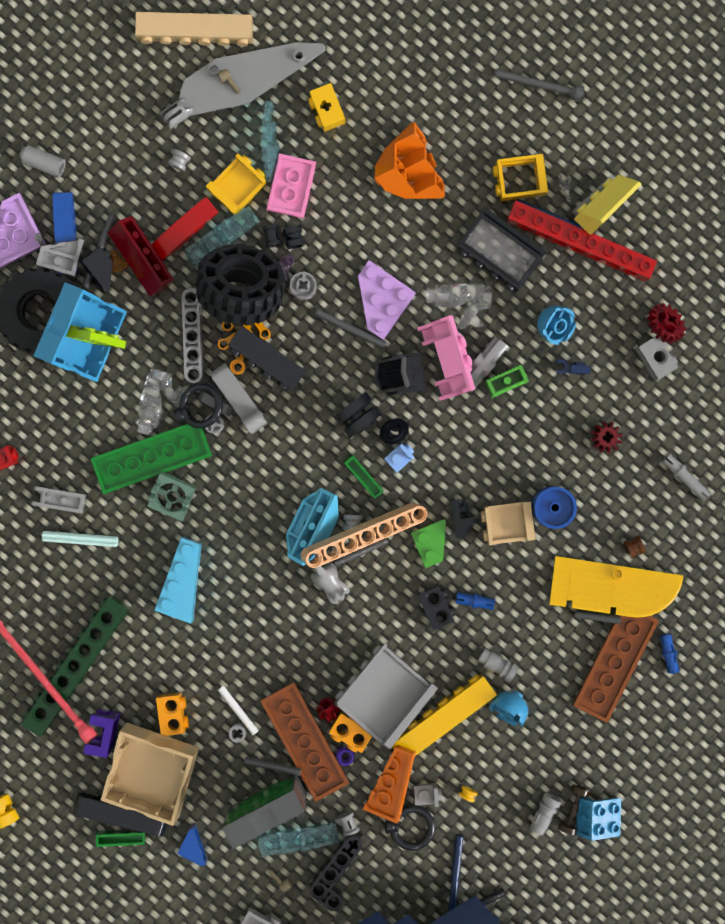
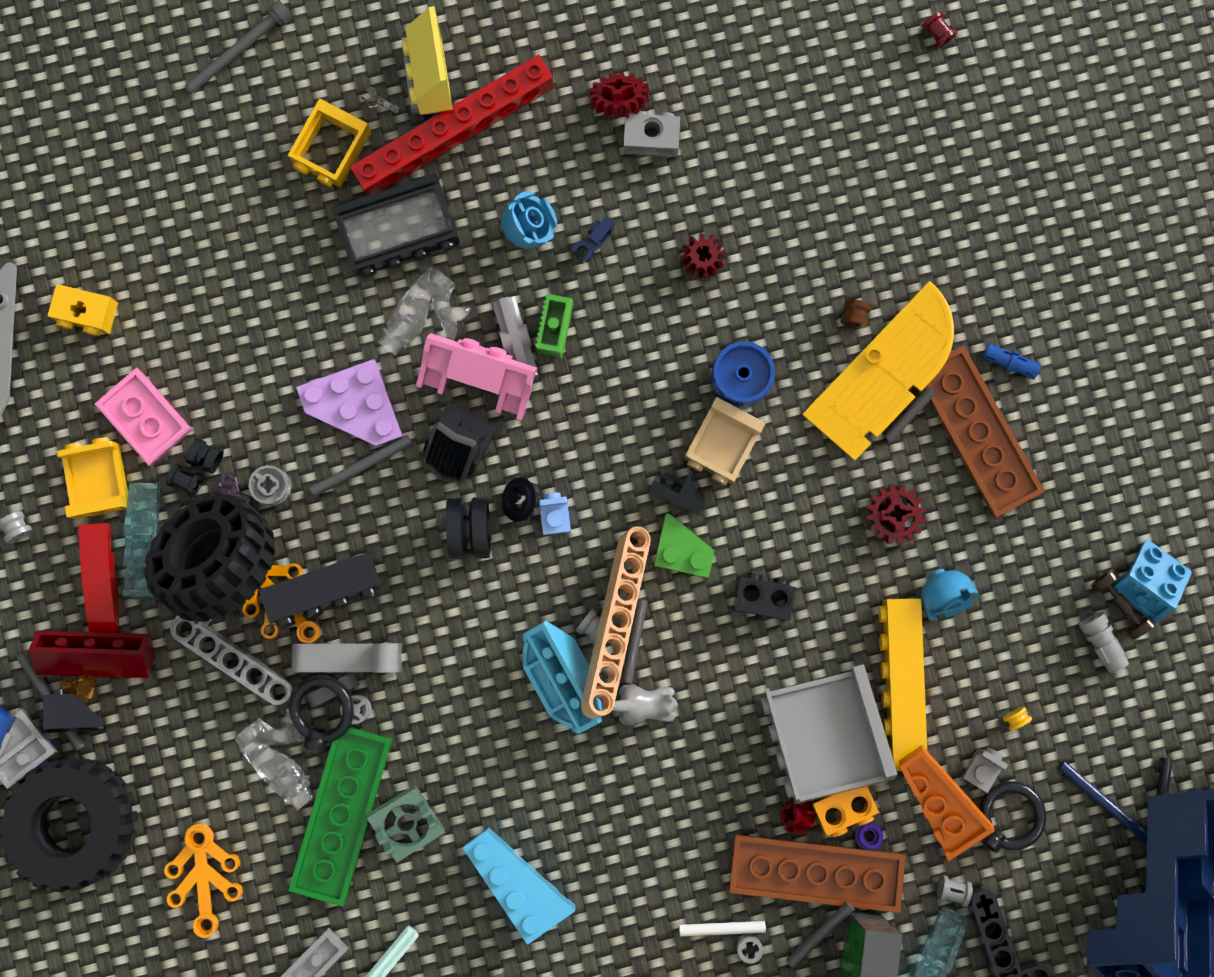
camera: 50 degrees left, 5 degrees down
(65, 404) = (202, 875): none -> light orange plant
(81, 310) = (124, 793): dark azure tile -> none
(98, 338) = (140, 783): lime plate -> none
(270, 149) = (79, 409): clear light blue slope -> none
(363, 476) = (546, 574): green piece -> none
(408, 168) = (222, 266): orange brick -> none
(475, 601) = (789, 546): blue pin -> none
(496, 664) = (883, 573): light grey axle -> none
(540, 643) = (894, 501): none -> dark red gear
(686, 477) = (805, 199): light grey pin -> none

